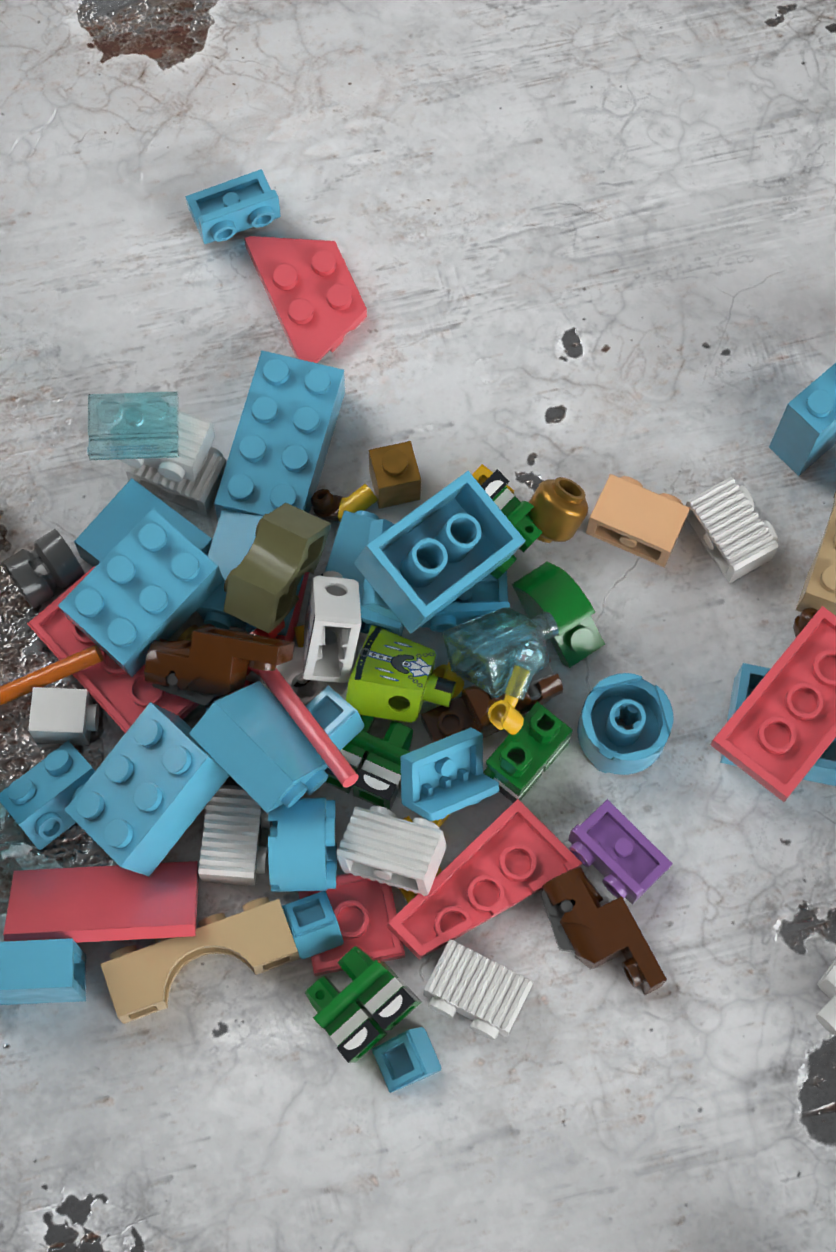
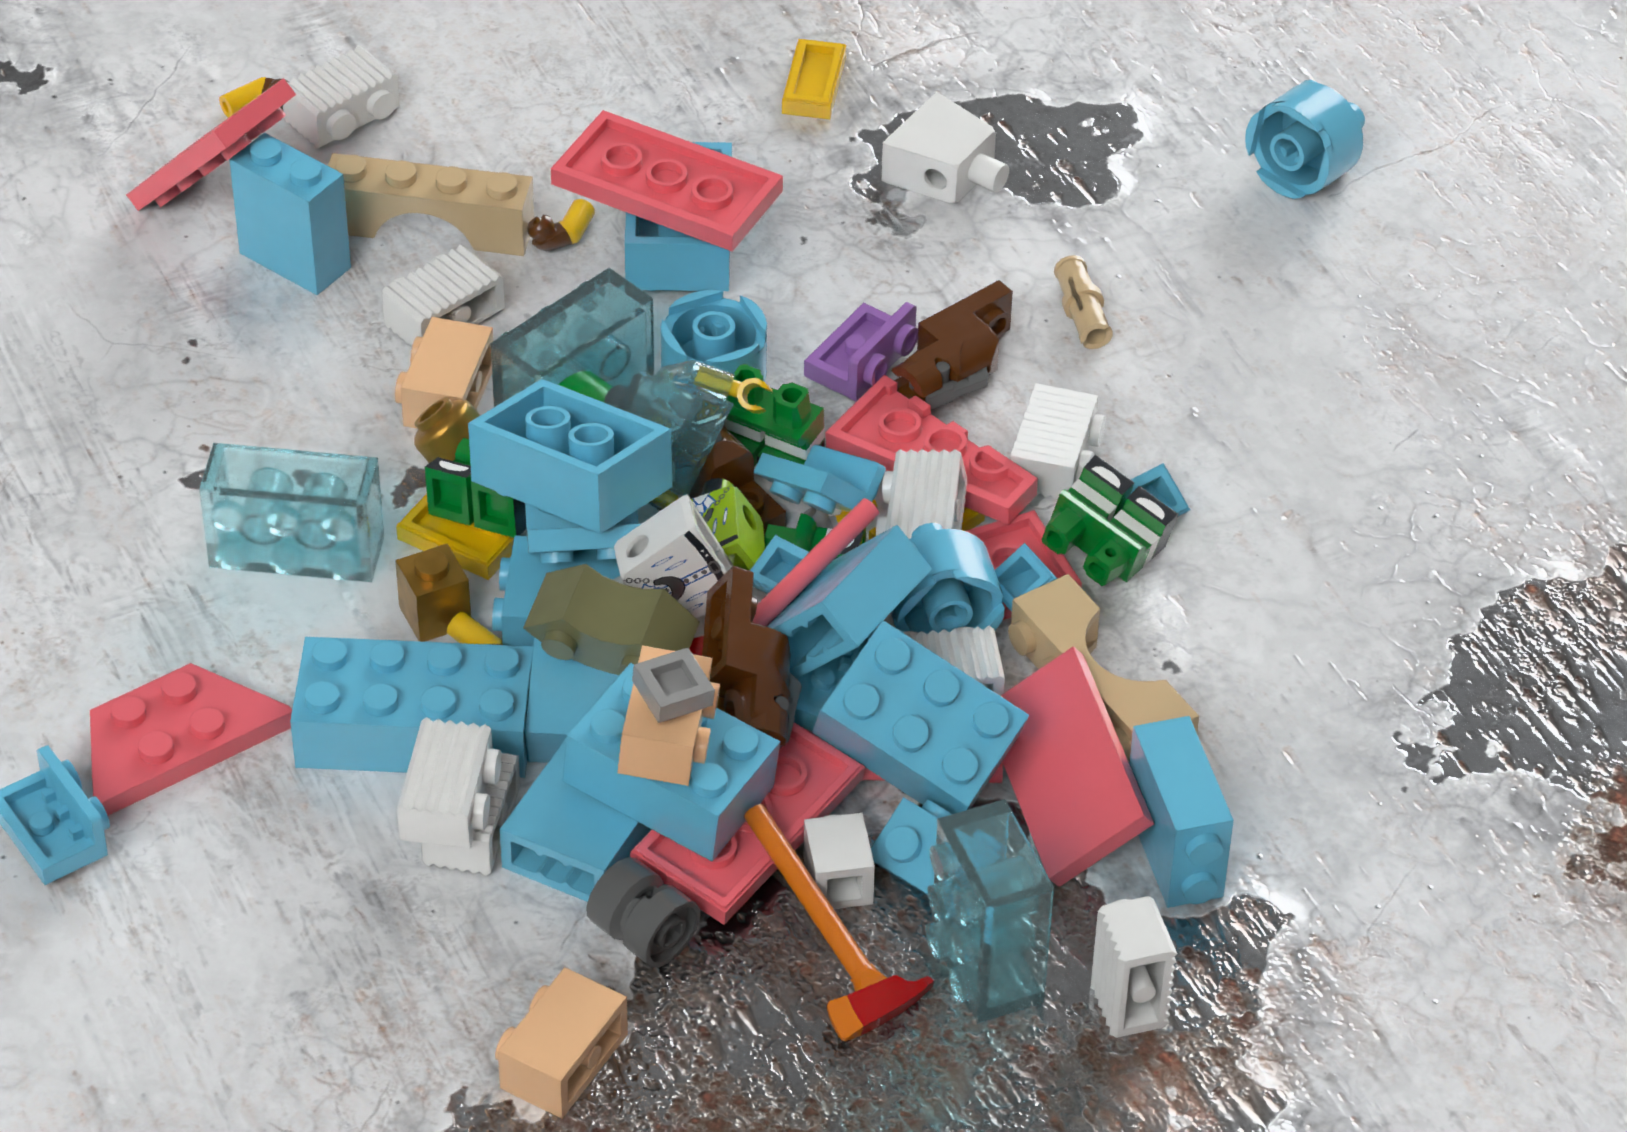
camera: 100 degrees left, 25 degrees down
(116, 557) = (673, 685): none -> light grey plate
(128, 568) = (666, 748): none -> light nougat brick
(133, 425) = (450, 782): clear light blue plate -> none
(481, 379) = (292, 512): none -> clear light blue brick
(630, 613) = (594, 328): none -> clear light blue brick
(657, 1062) = (1083, 302): none -> tan pin

